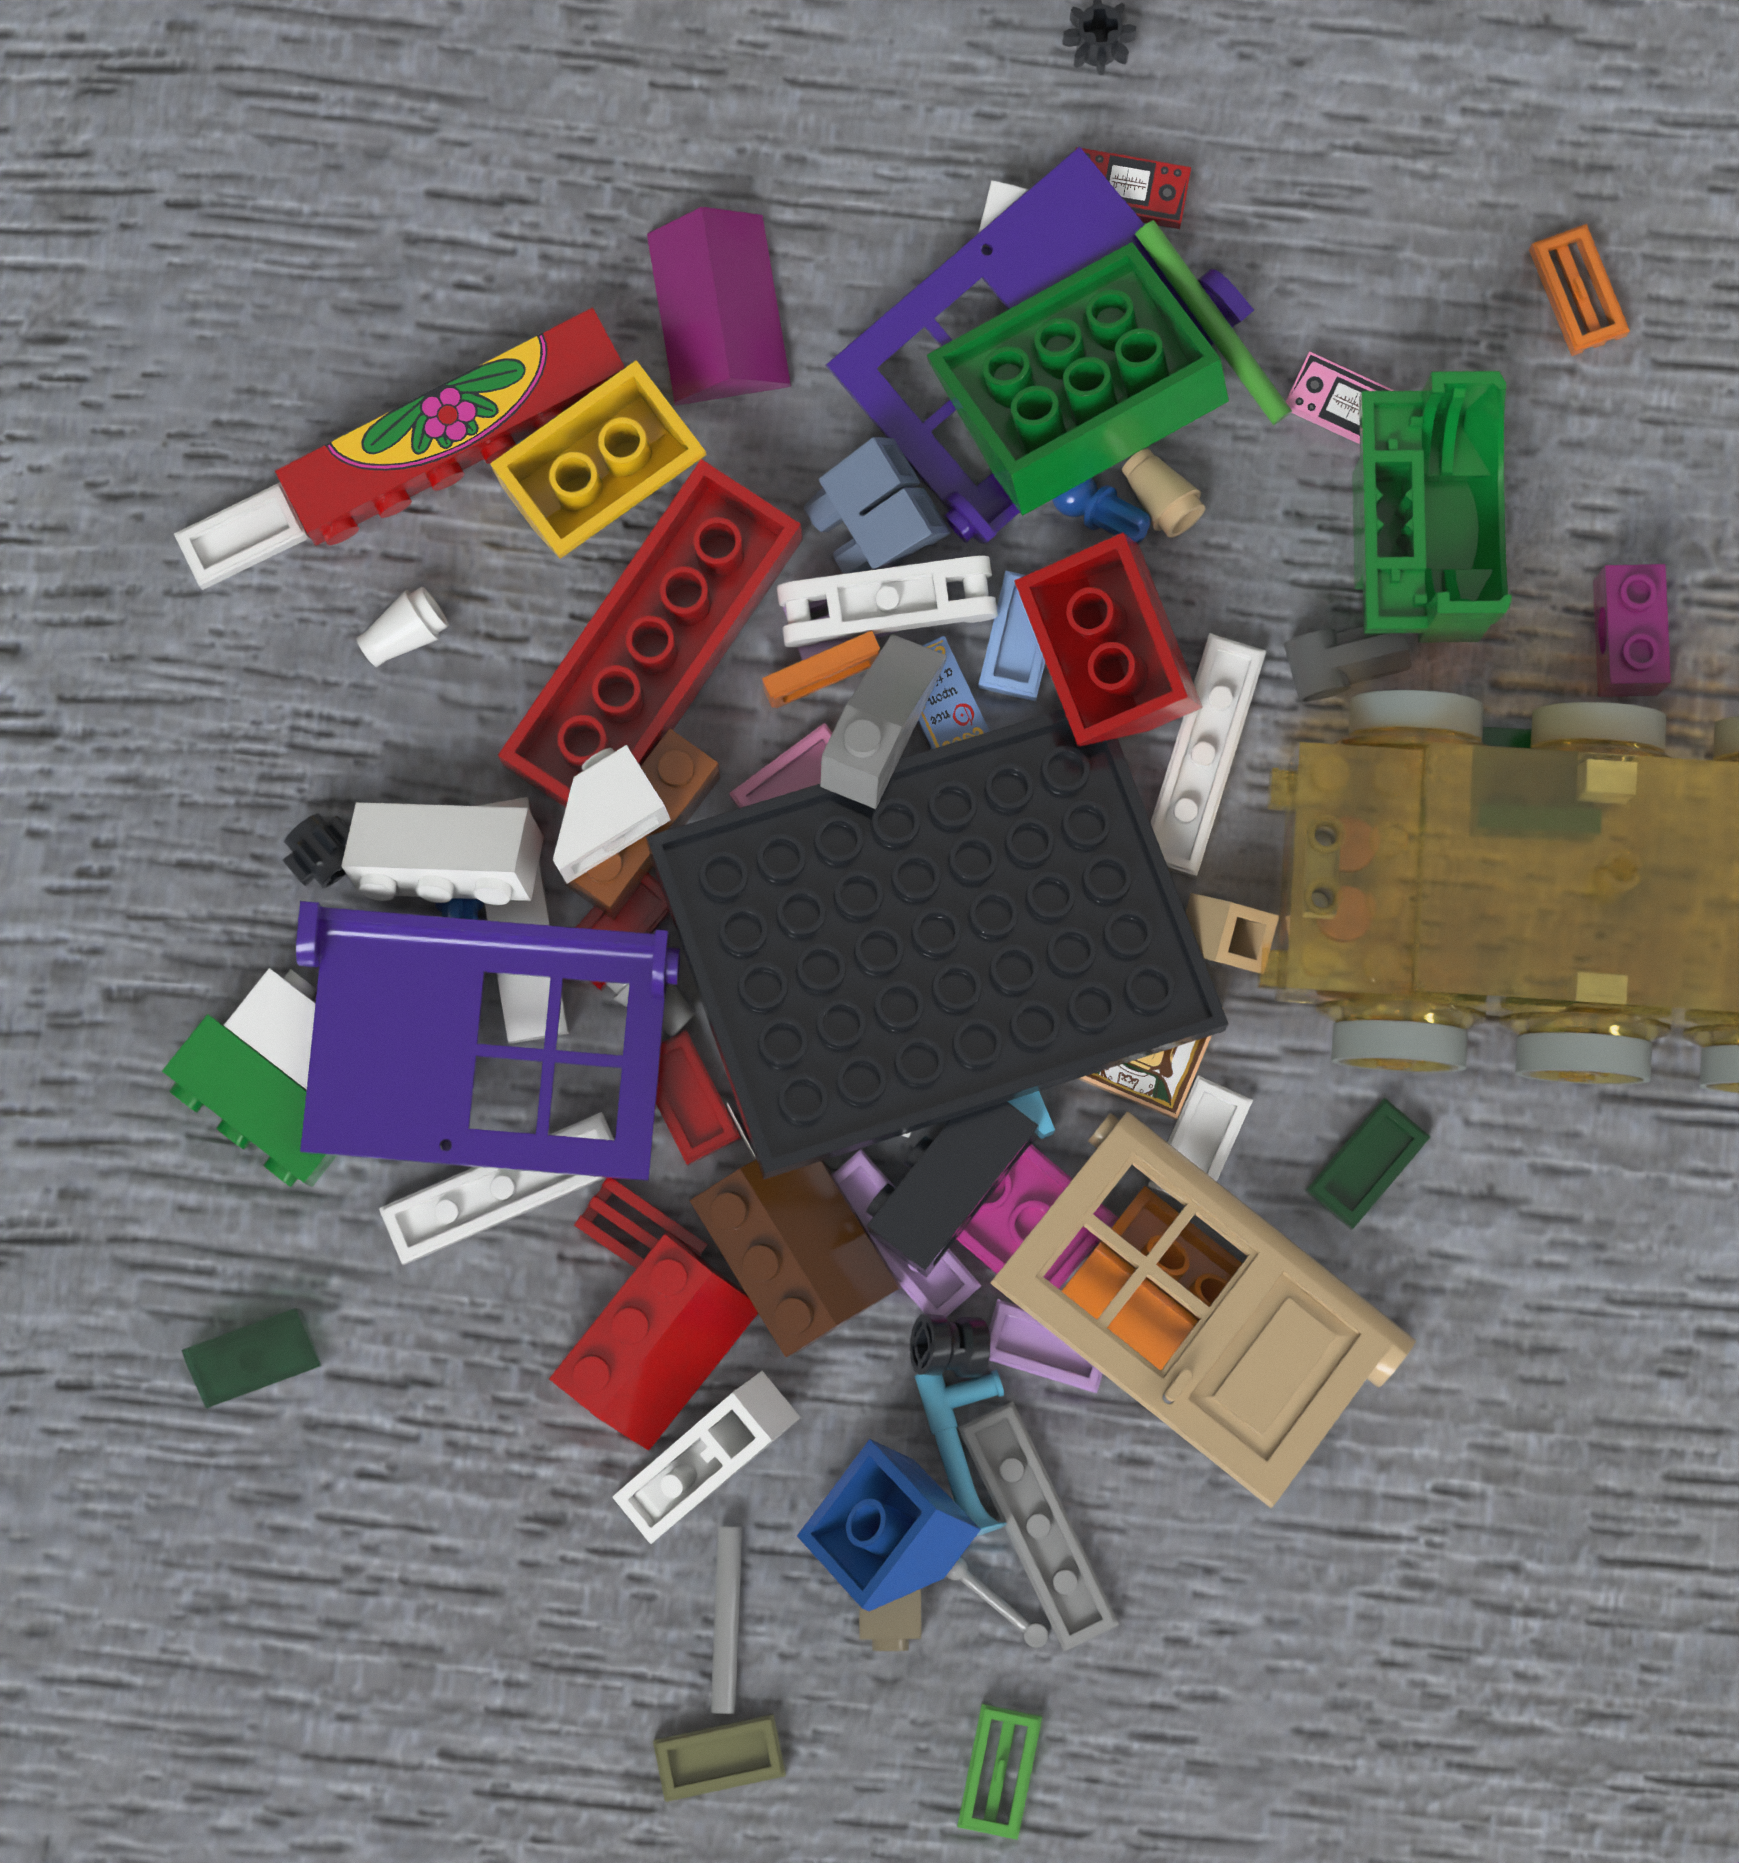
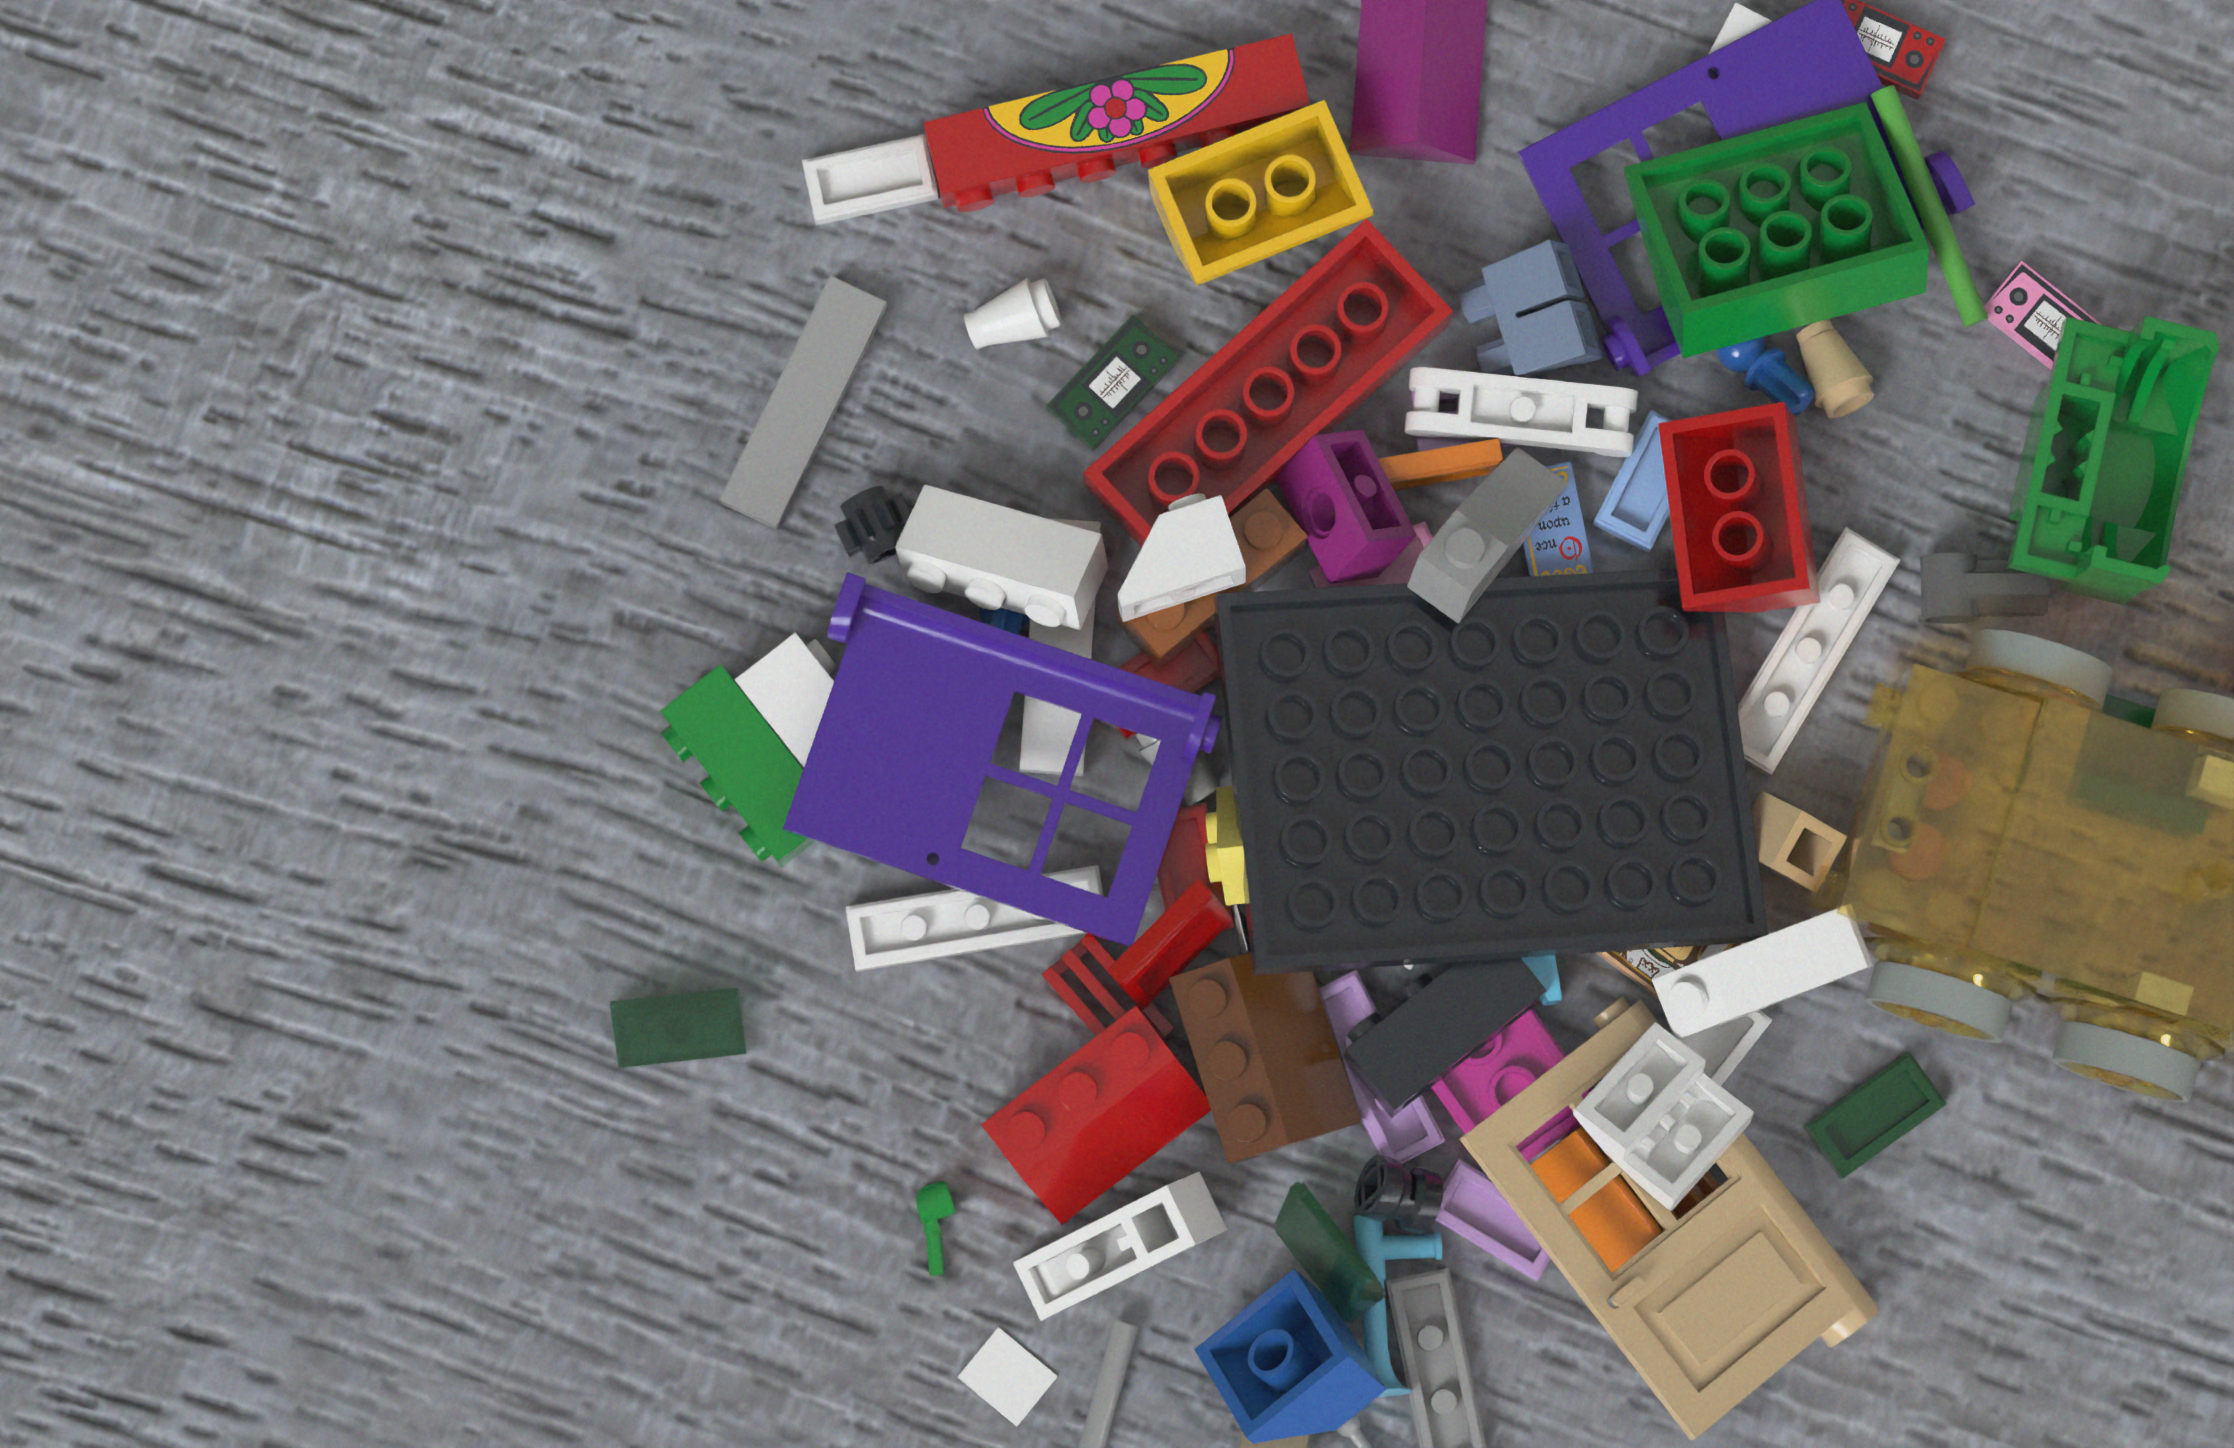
camera: 10 degrees right, 0 degrees up
(229, 755) = (803, 402): none -> light grey tile
(508, 667) = (1112, 383): none -> tile
(524, 1462) = (934, 1204): none -> green hand
(633, 1603) = (1007, 1376): none -> white sticker
(683, 1168) = (1170, 944): none -> red tile
(711, 1069) = (1225, 847): none -> light yellow plate
(747, 727) = (1346, 506): none -> magenta brick
(897, 1418) = (1327, 1254): none -> clear green slope
(1172, 1214) = (1662, 1116): none -> white slope
(1230, 1061) = (1761, 973): none -> white slope

